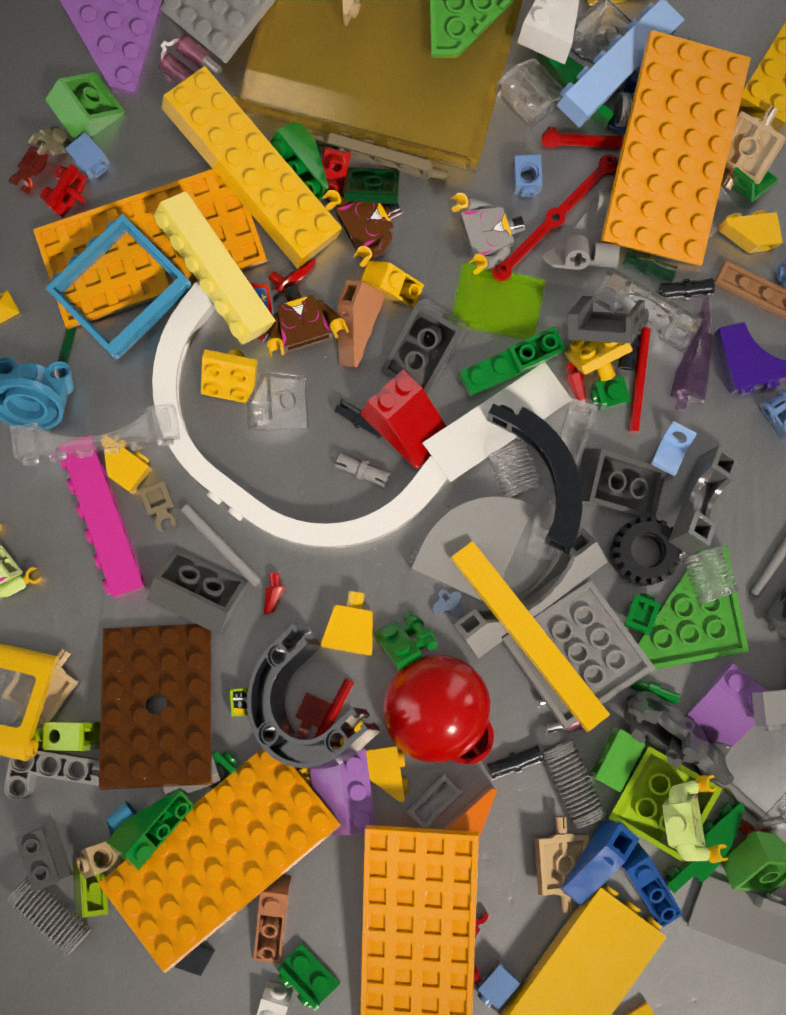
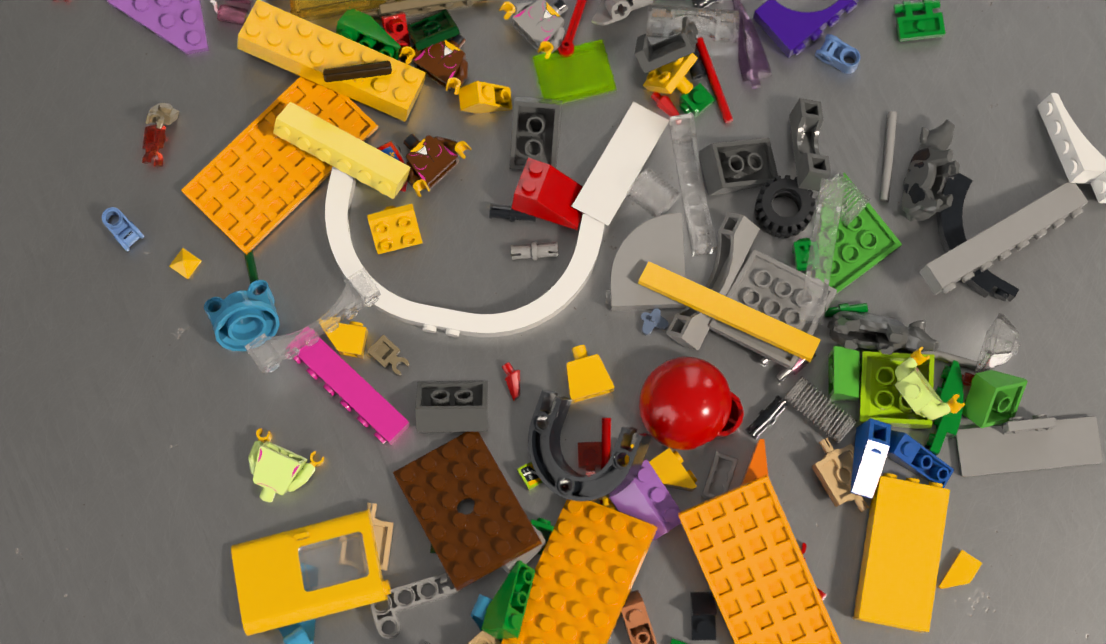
camera: 25 degrees left, 5 degrees down
(66, 191) = (193, 148): red hips -> none
(69, 736) = (415, 563): lime torso -> none
(84, 104) = (172, 75): bright green slope -> none
(88, 156) = (196, 113): medium blue brick -> none
(143, 322) = (240, 181): dark azure window -> none
(221, 545) = (452, 363): light grey bar -> none
(268, 193) = (357, 71): none -> dark brown axle
(278, 403) = (443, 231): clear slope -> none
(292, 278) = (404, 131): red bar -> none
(344, 936) = (703, 616): none -> black slope
(359, 308) = (469, 125): nougat slope -> none
(397, 643) = (631, 369): green plate -> none
(497, 985) = (840, 593): medium blue brick -> none
(512, 362) = (609, 112): green slope -> none
(559, 464) = (685, 170): black arch -> none
(658, 623) = (822, 251): none -> clear arch
(671, 450) = (765, 121): light blue bracket -> none
(726, 706) = (906, 293): medium lavender slope -> none

